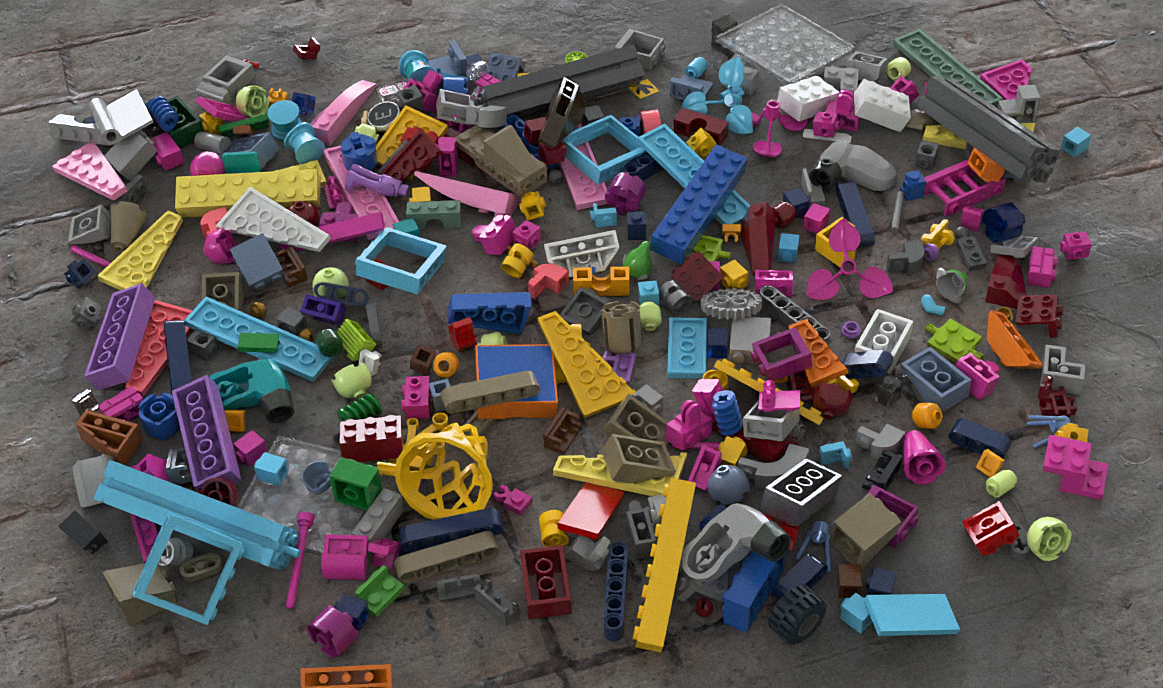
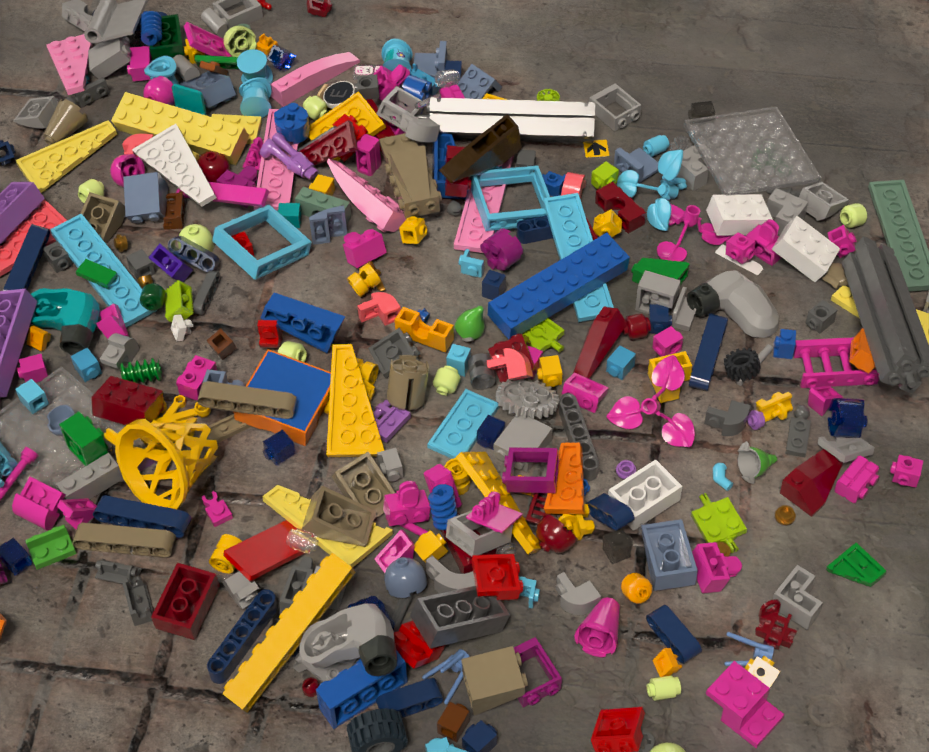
camera: 25 degrees right, 5 degrees up
(85, 254) = (24, 139): dark pink bar -> none
(193, 146) = (162, 66): none -> medium azure hat
(193, 276) = (90, 186): none -> yellowish green head
(300, 425) = (86, 364): none -> dark azure brick
(303, 381) = (112, 321): none -> dark pink slope
(326, 400) = (119, 349): none -> light grey brick
(353, 381) = (152, 341): yellowish green cylinder -> none
(439, 364) = (239, 356): light orange head -> none
(453, 225) = (328, 224): none -> sand blue slope
(527, 235) = (388, 259): dark pink brick -> none
(537, 424) = (278, 447): none -> clear blue brick
(562, 431) = (297, 461): reddish brown hinge -> none
(583, 251) = (419, 293): white wedge -> none
(618, 490) = (302, 540): none -> clear brick
(670, 106) = (604, 175): none -> lime brick
(704, 273) = (516, 362): none -> coral brick
(731, 230) = (577, 323): light orange tile -> none
(772, 169) = (672, 269): none -> green slope
(782, 178) = (656, 290): none -> light grey brick
(813, 447) = (497, 576): none -> red plate
(884, 471) = (558, 629): black hinge -> none
(890, 213) = (742, 364): none -> black tyre
(1010, 344) = (770, 547): orange wedge -> none
(1041, 310) = (822, 526): dark red bracket -> none
(1086, 332) = (857, 566): none -> green wing

